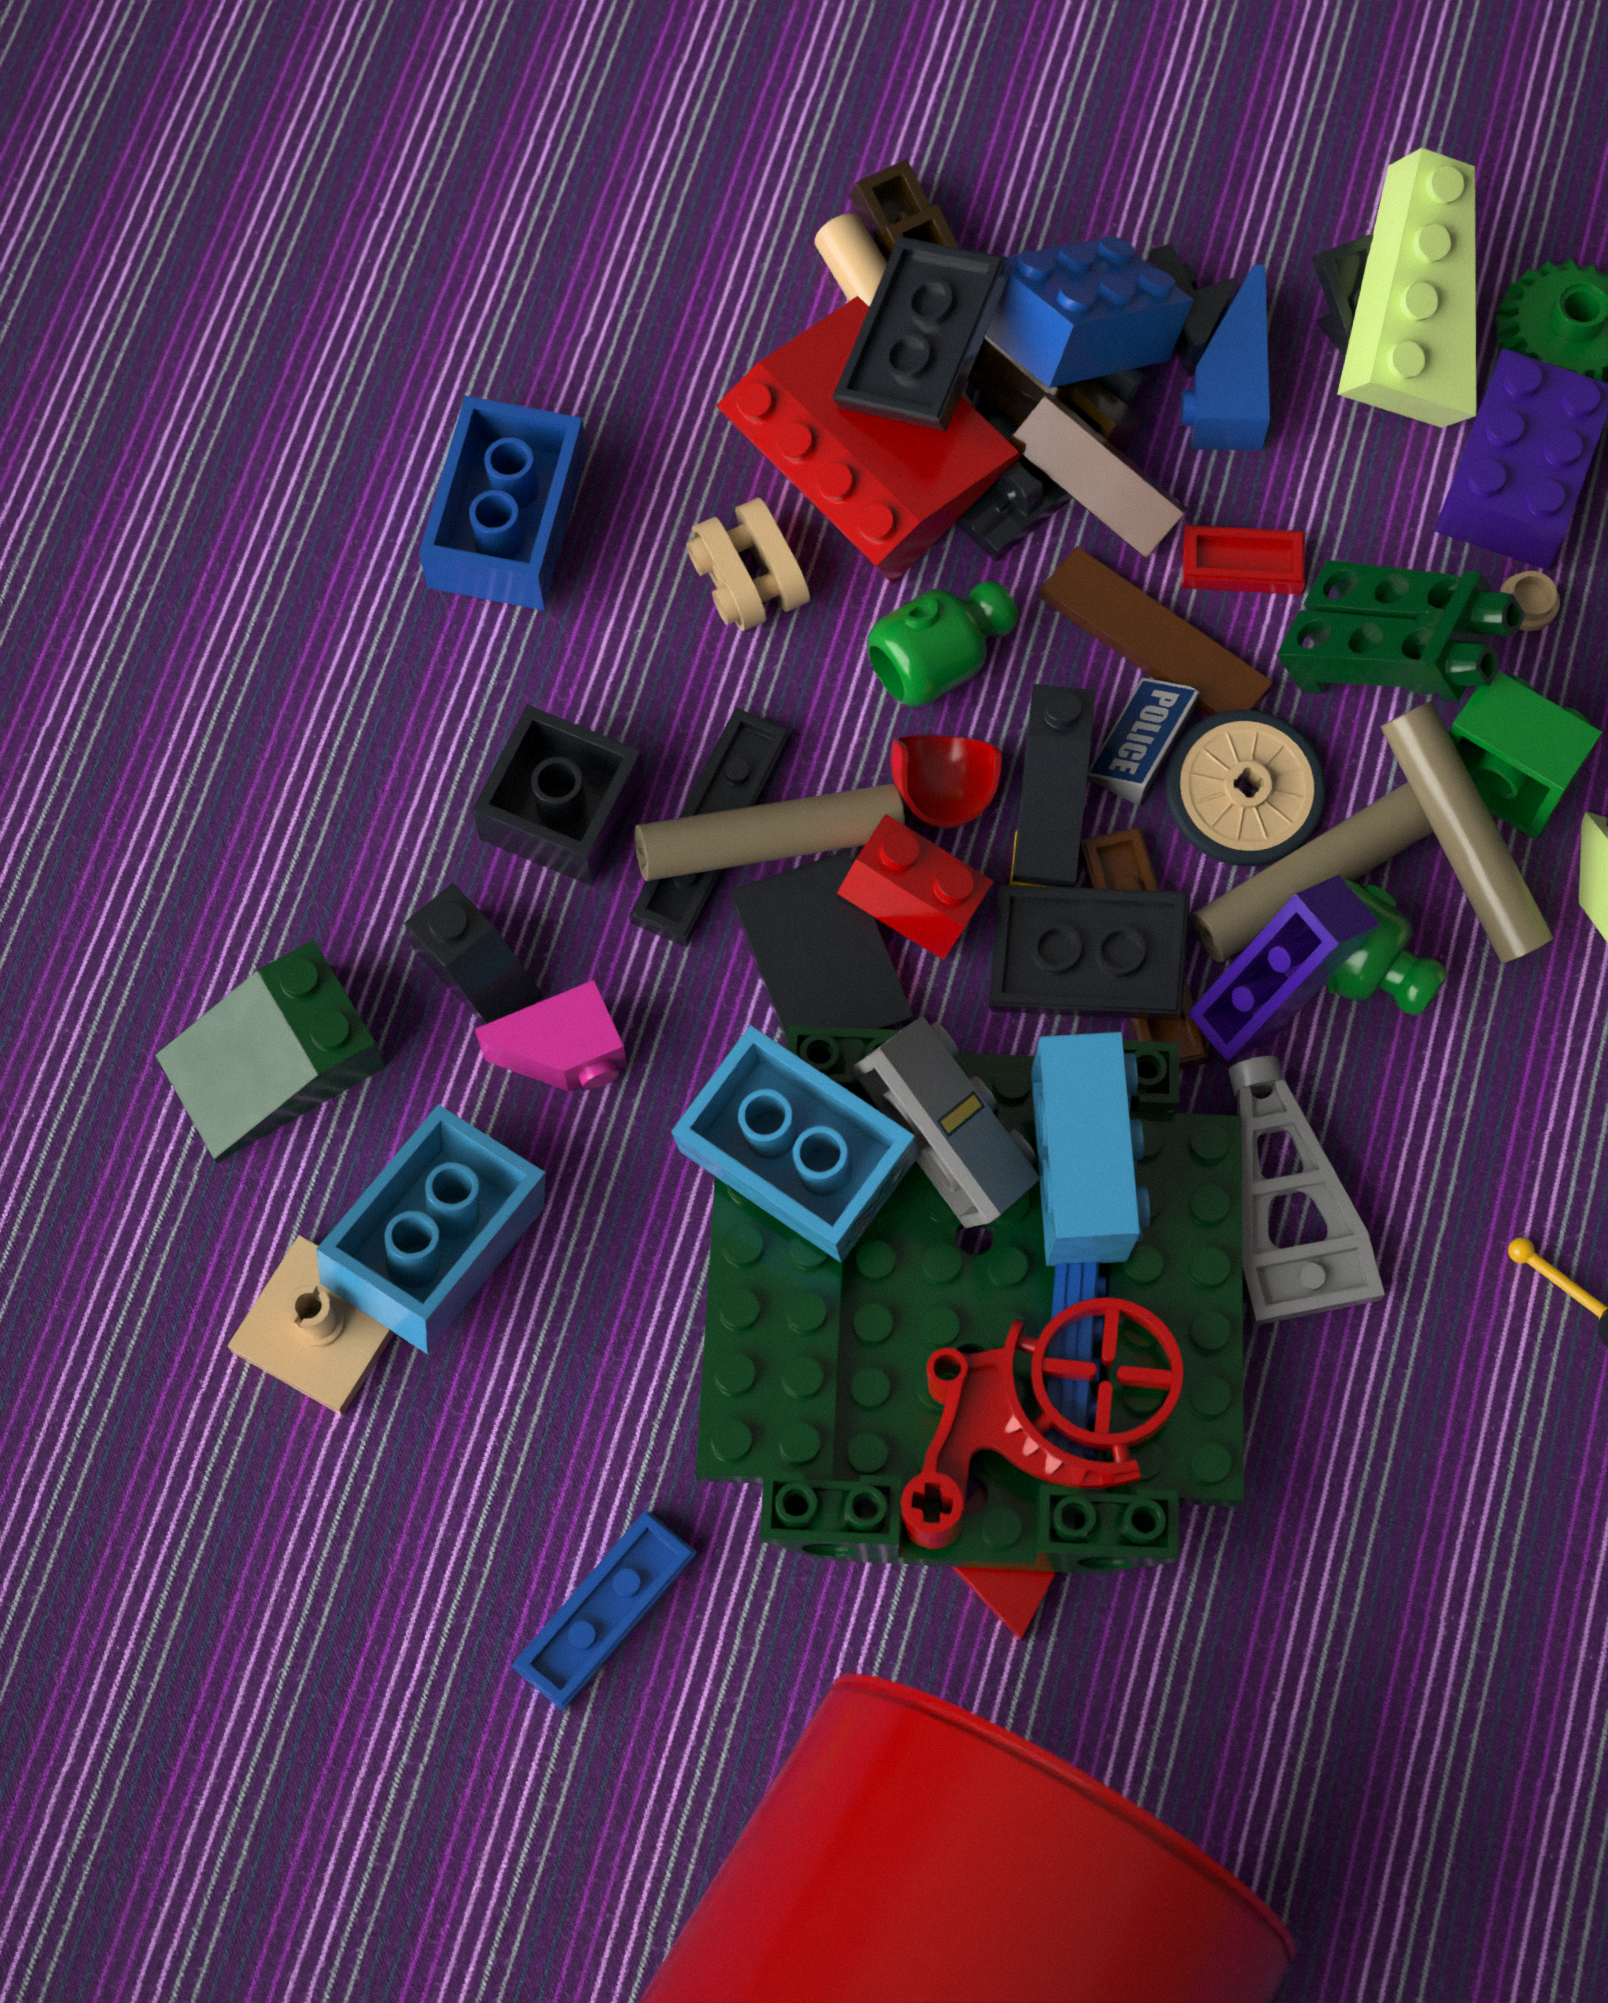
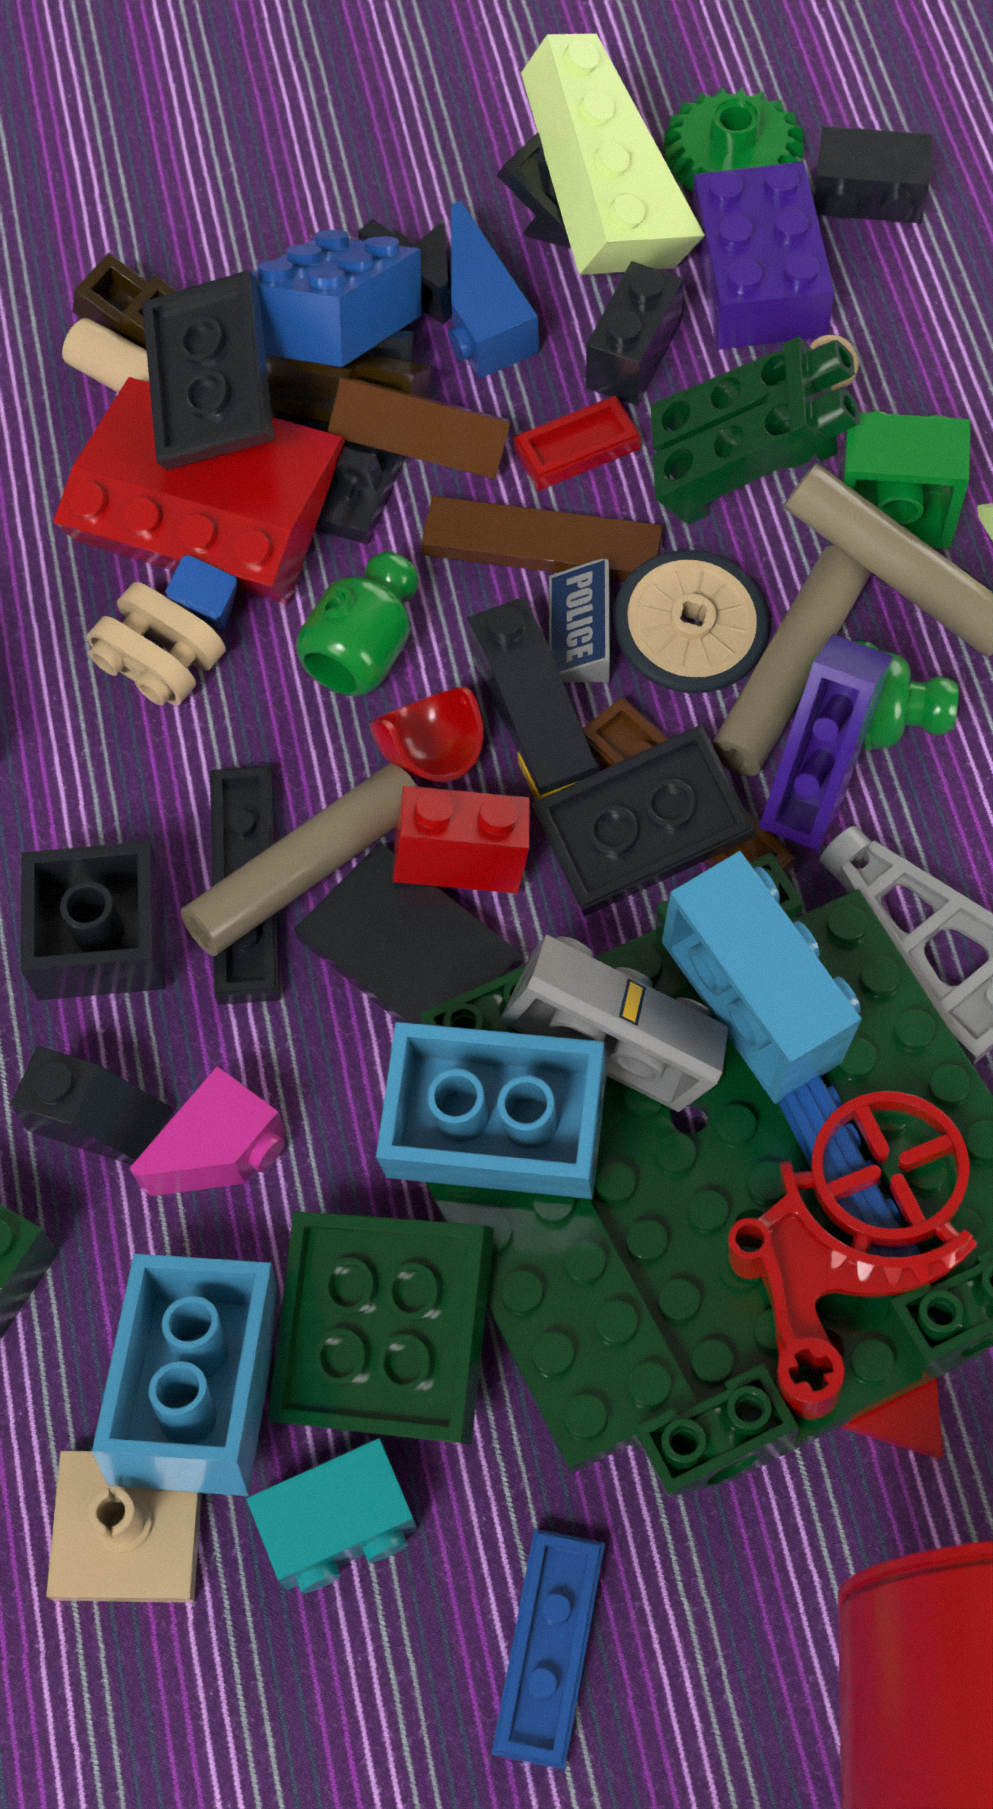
camera: 25 degrees left, 5 degrees down
(487, 1409) = (332, 1518): none -> teal brick
(610, 1274) = (382, 1326): none -> dark green plate
(815, 537) = (203, 591): none -> blue slope
(1356, 479) = (634, 333): none -> black brick

